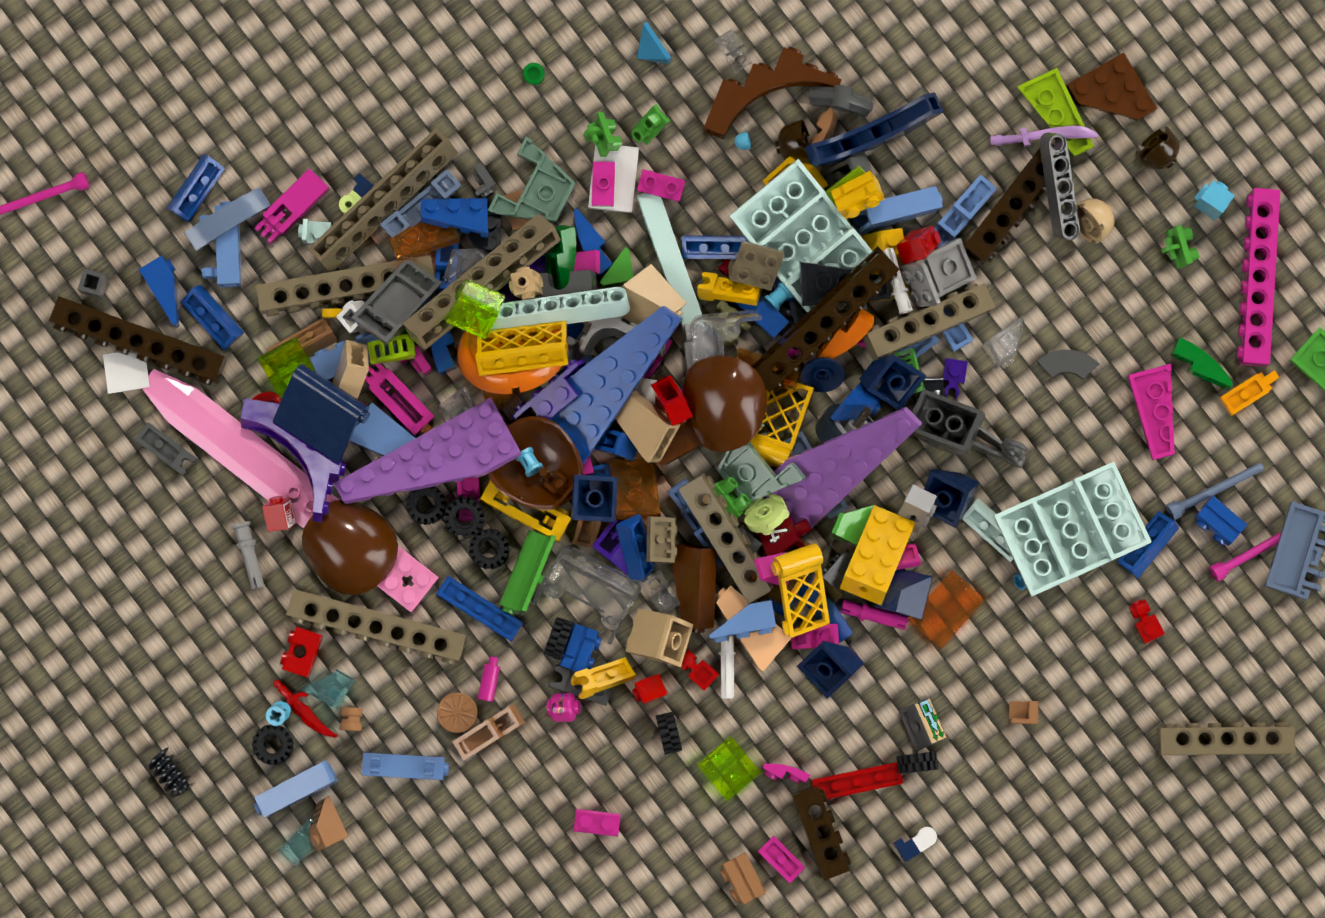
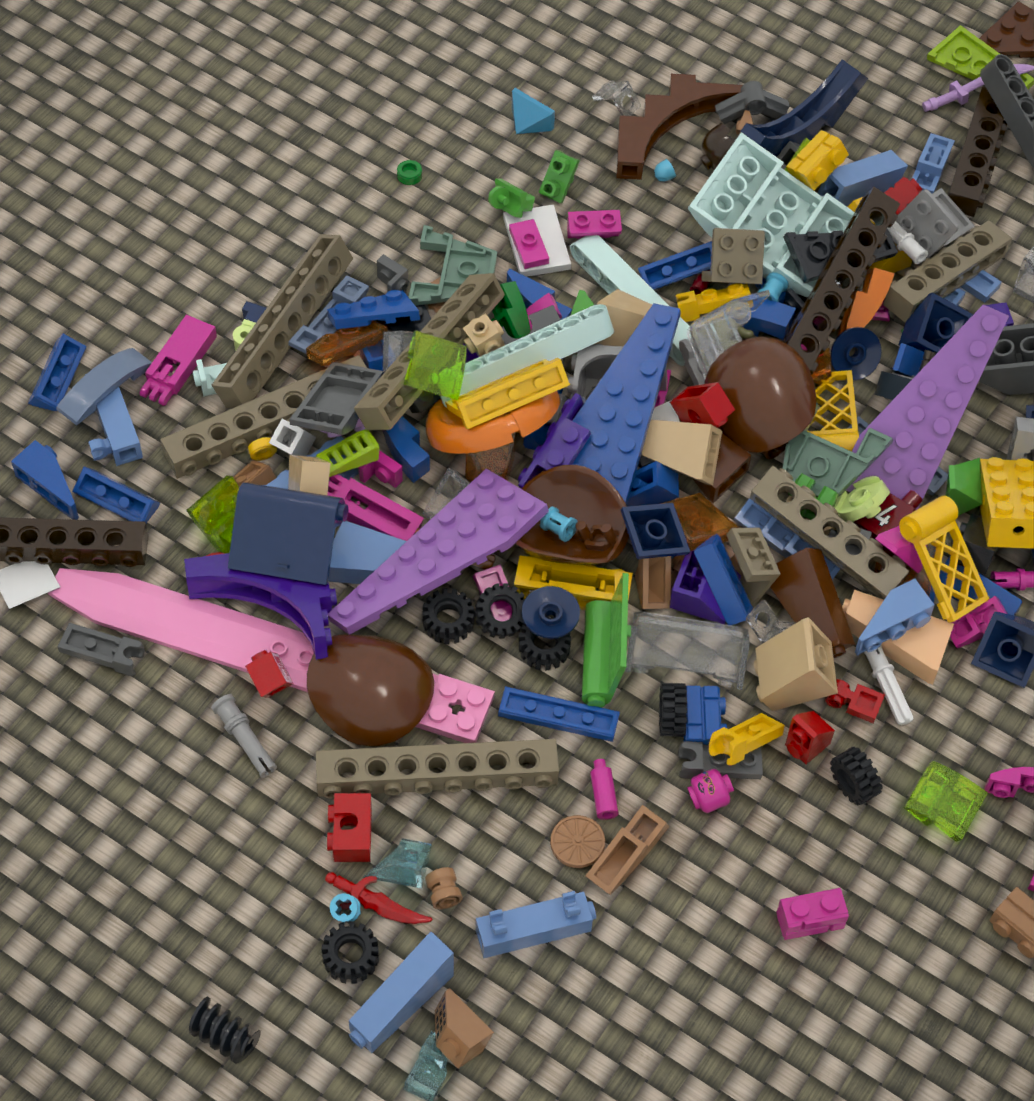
camera: 15 degrees left, 25 degrees down
(496, 522) = (550, 601): none -> dark blue dish

